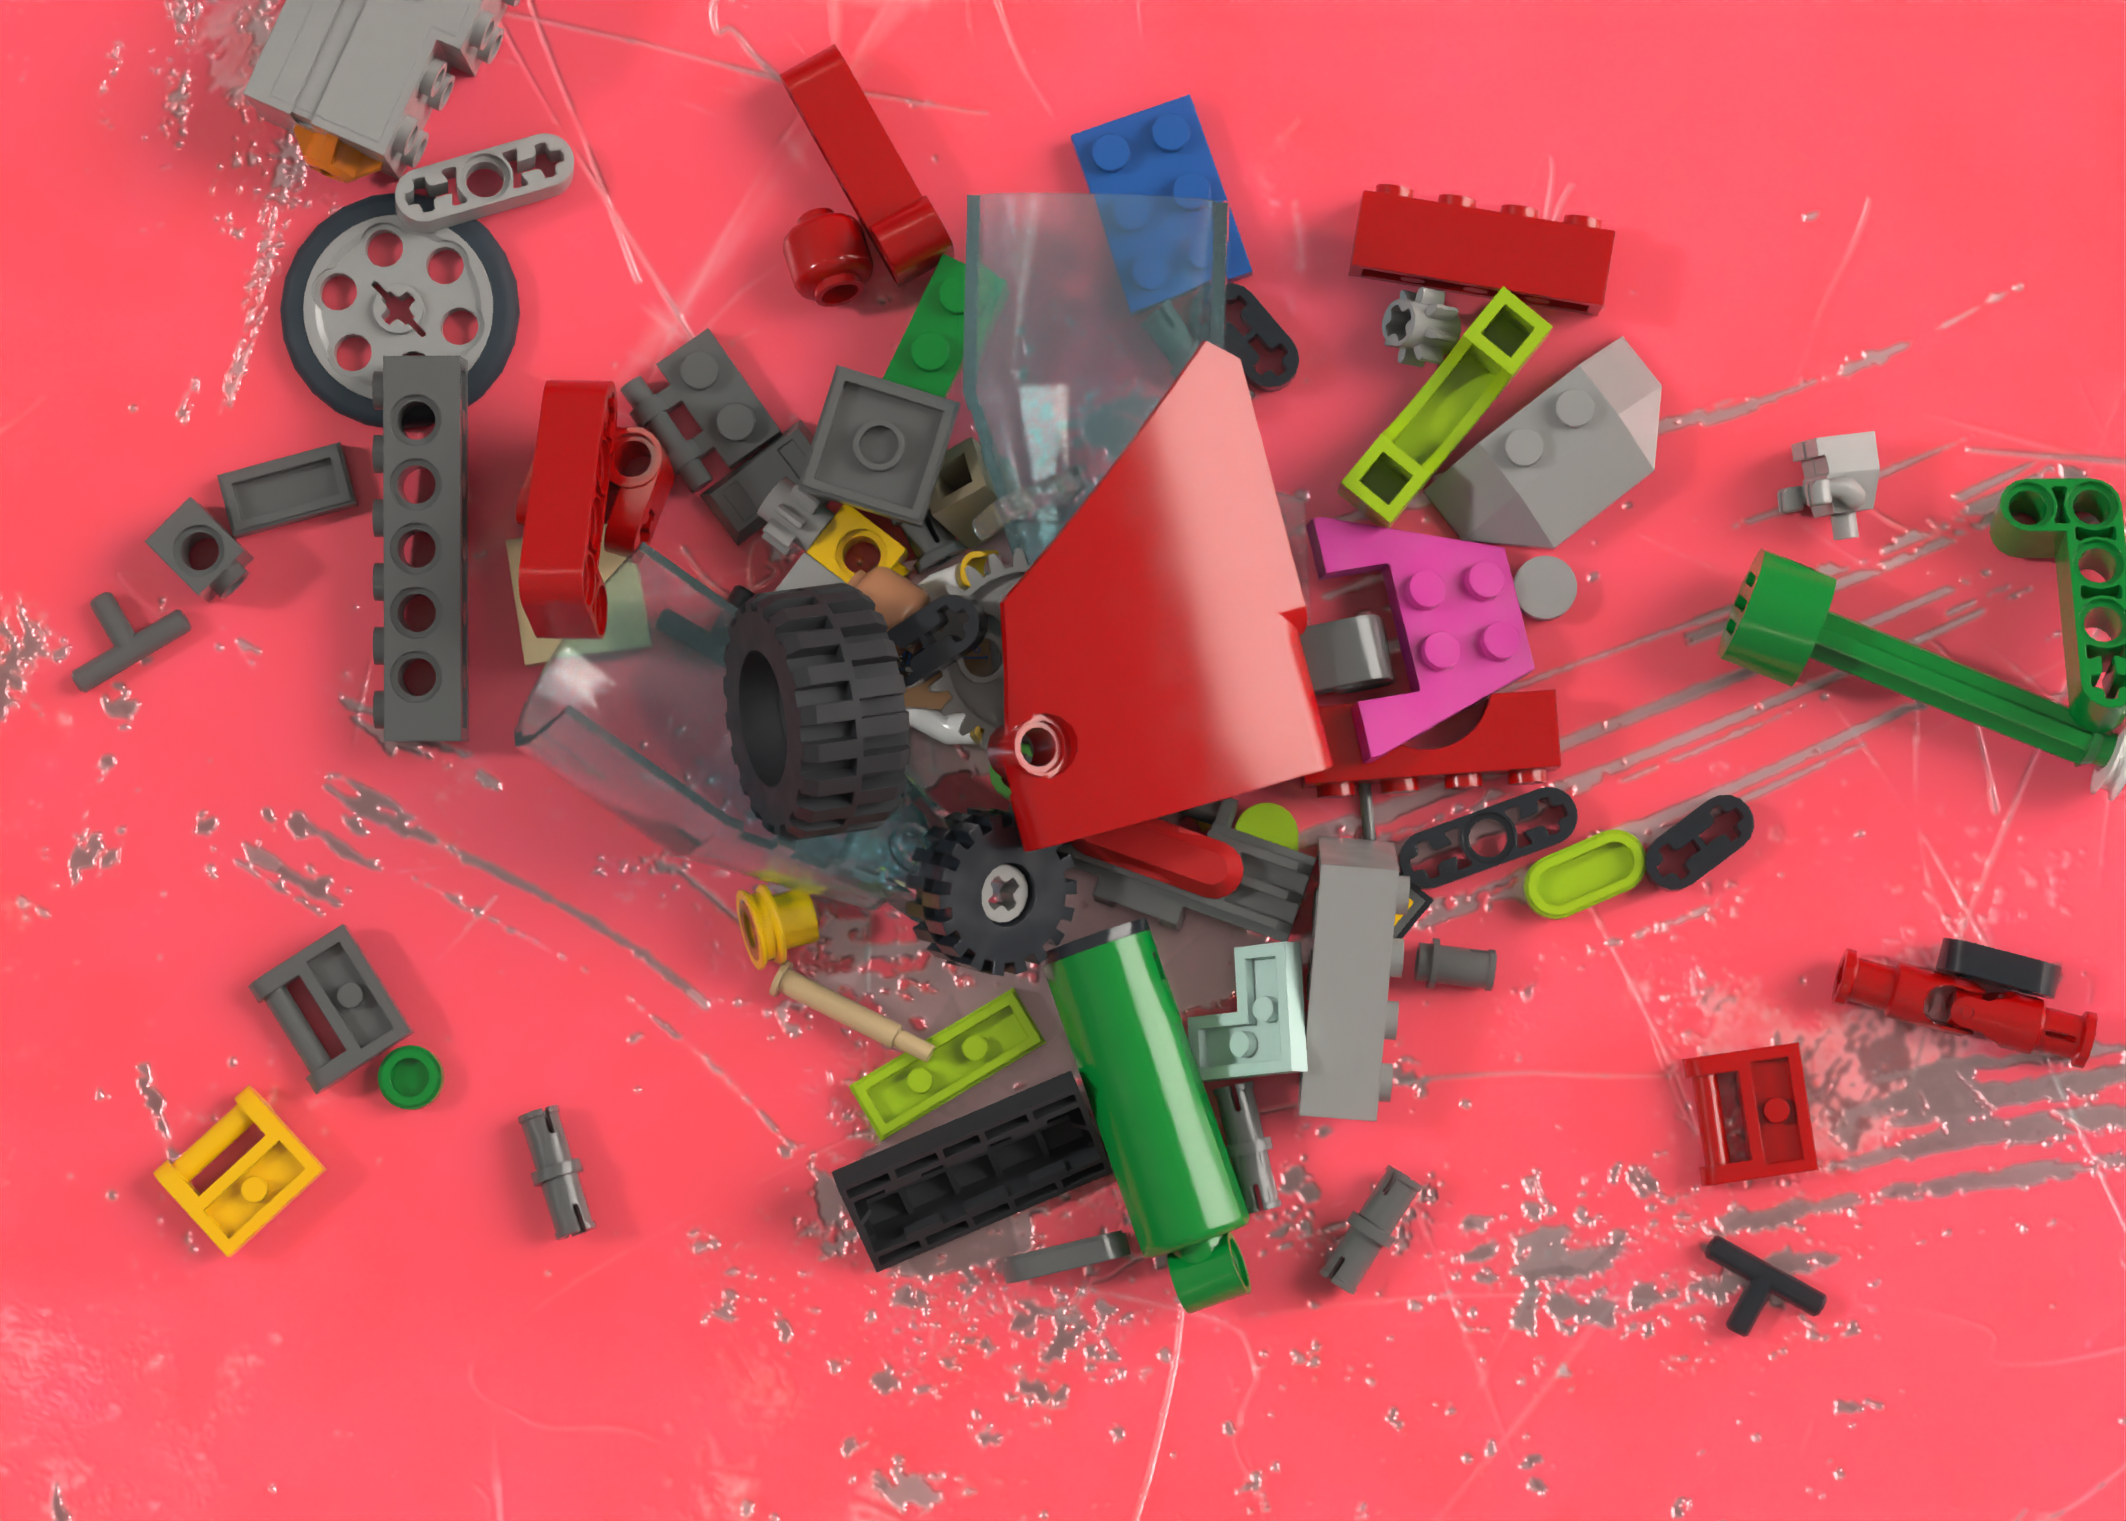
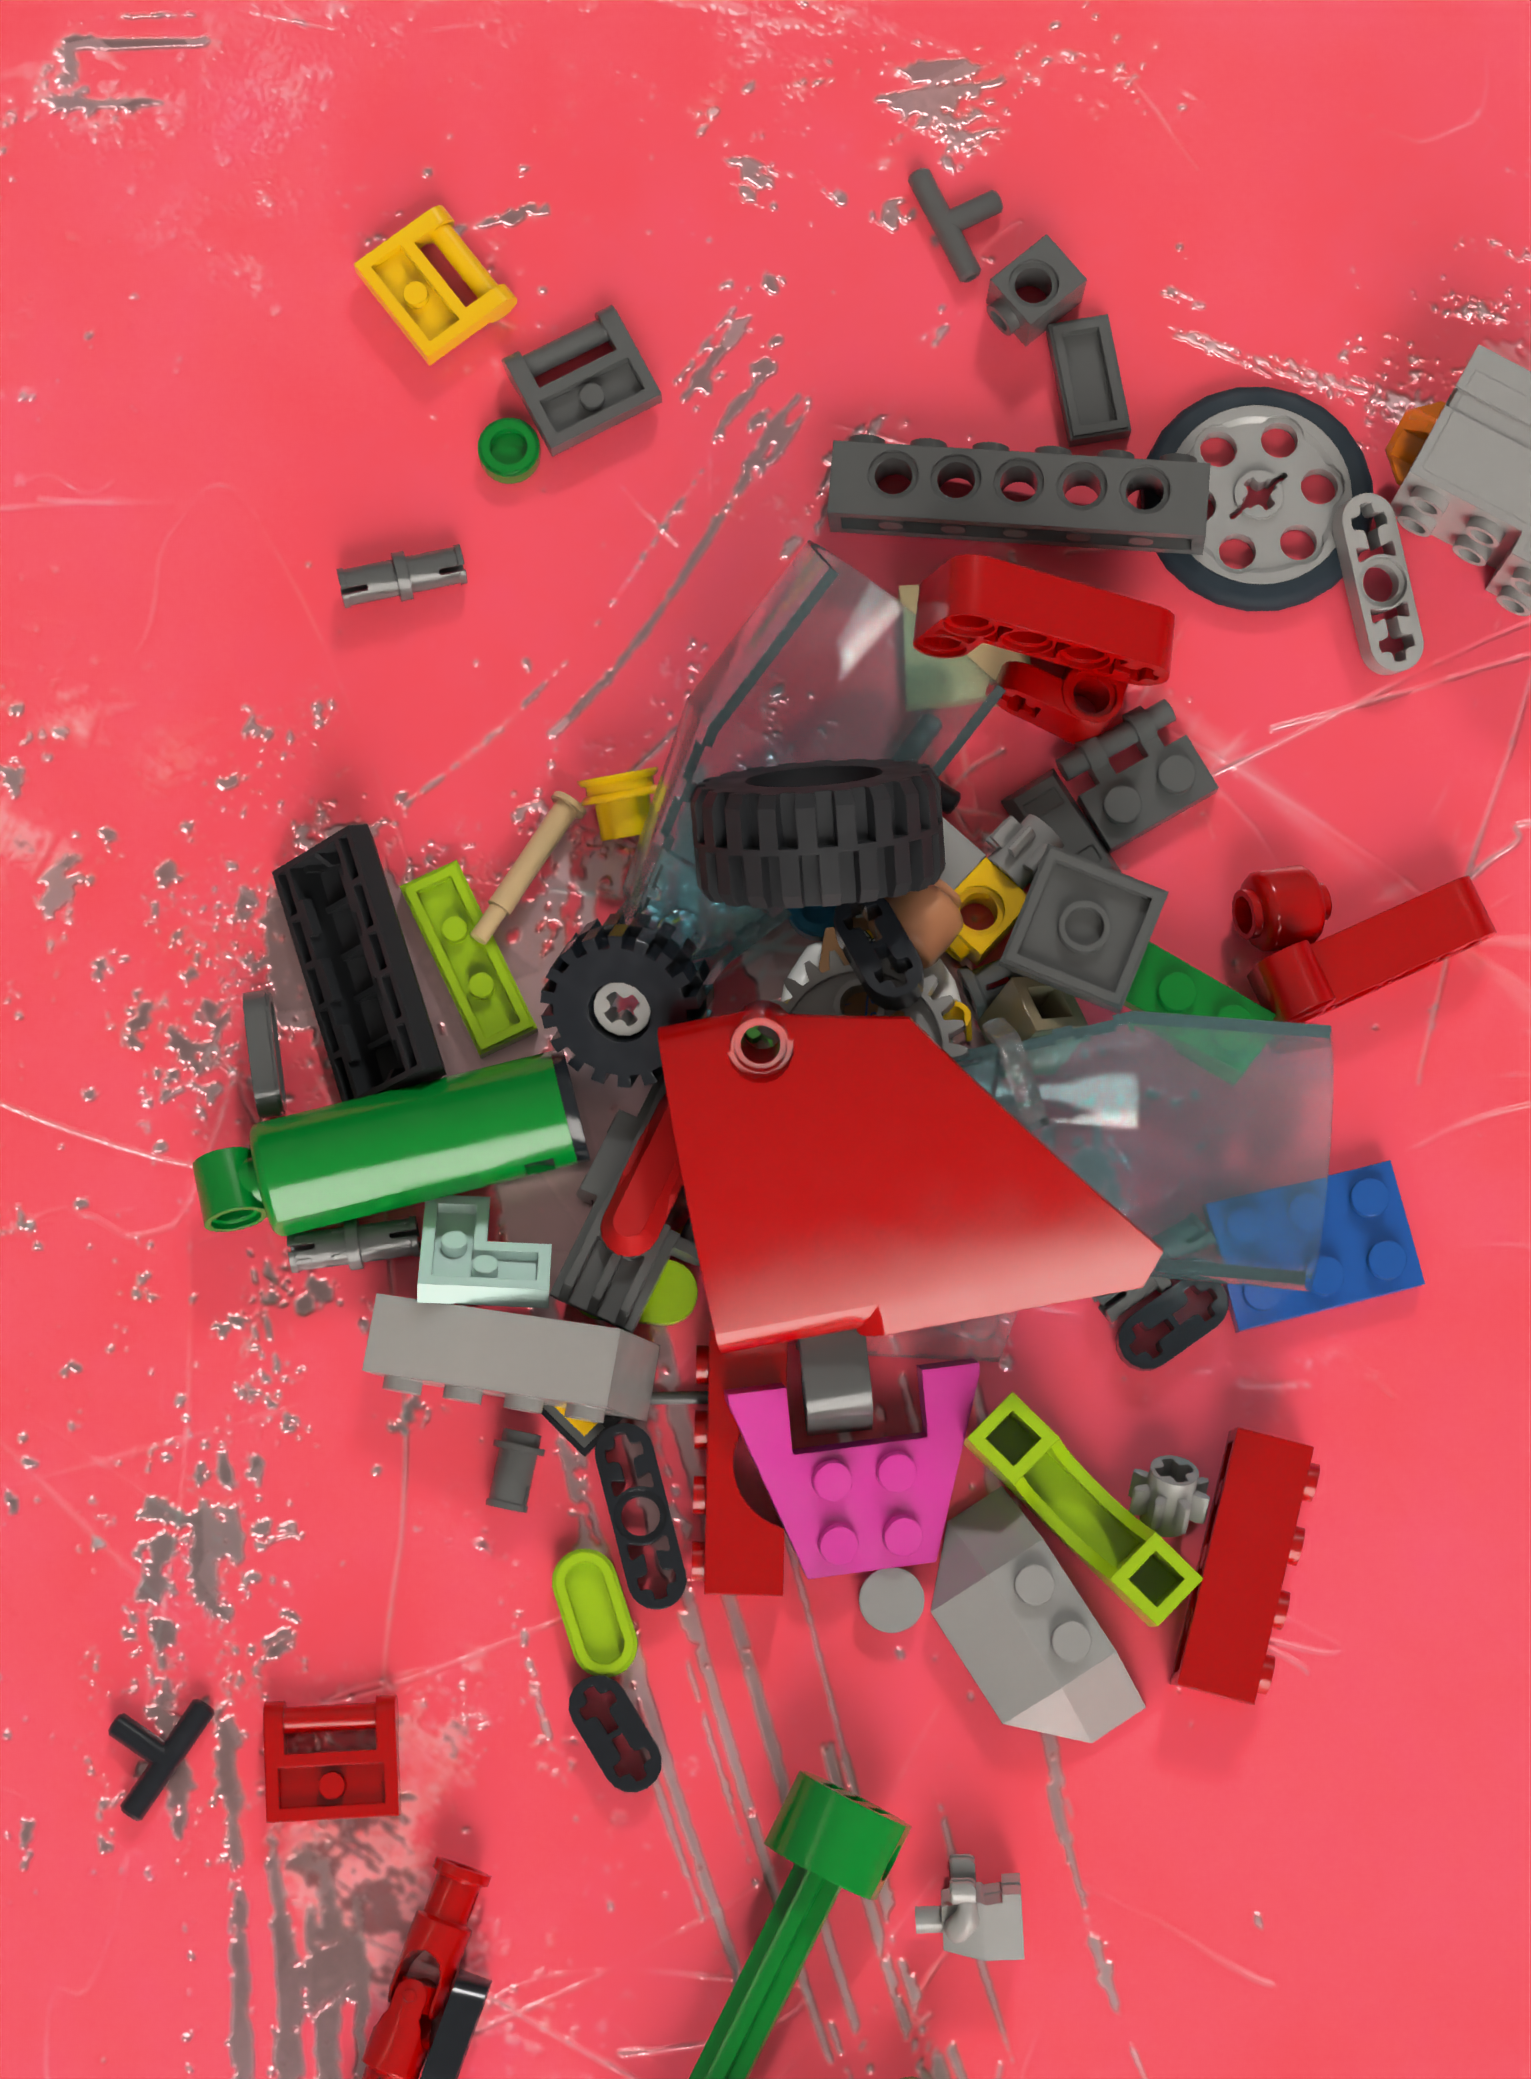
camera: 90 degrees right, 5 degrees down
(1370, 1229) = (258, 1359): dark grey pin -> none

